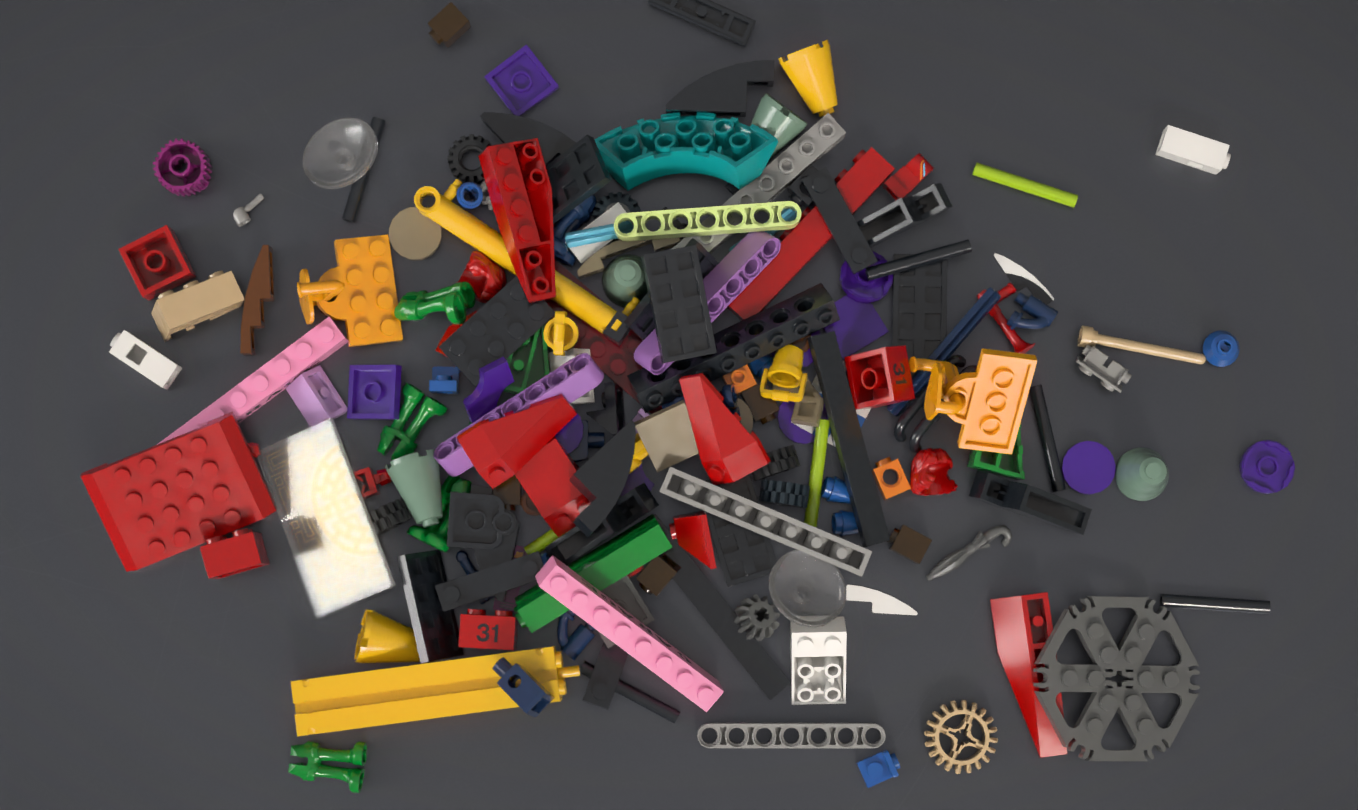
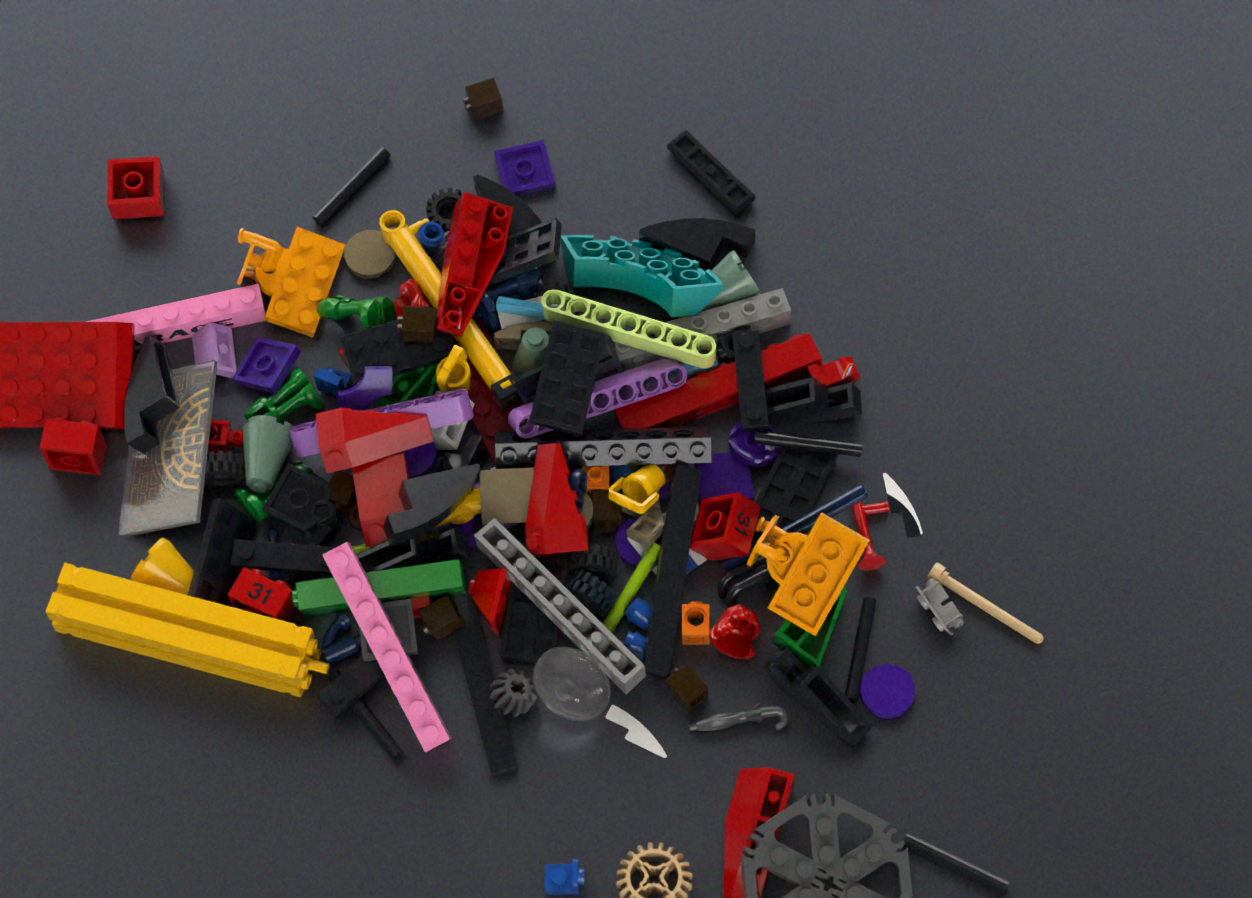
camera: 30 degrees right, 20 degrees down
(144, 359) = (84, 262): white brick -> none
(170, 159) = (197, 122): magenta brick -> none
(196, 303) = (150, 232): tan wedge -> none
(241, 214) = (227, 180): light grey hand -> none
(258, 291) = (207, 247): reddish brown slope -> none
(280, 473) = (149, 395): none -> black slope
(315, 768) = (53, 650): green piece -> none
(340, 153) = (337, 161): clear dish -> none
(510, 306) = (417, 324): none -> dark brown brick
(529, 694) = (263, 642): dark blue torso -> none
(804, 734) = (504, 821): light grey beam -> none
(813, 77) = (784, 254): yellow cone -> none
(818, 663) = (551, 757): white slope -> none
(1025, 185) = (939, 424): lime piece -> none
(1040, 311) = (902, 535): dark blue plant -> none
(1141, 474) = (937, 716): sand green cone -> none
(1193, 150) = (1109, 452): white brick -> none
(1215, 344) = (1061, 636): blue cone -> none
(1267, 467) = (1061, 760): dark purple tile -> none

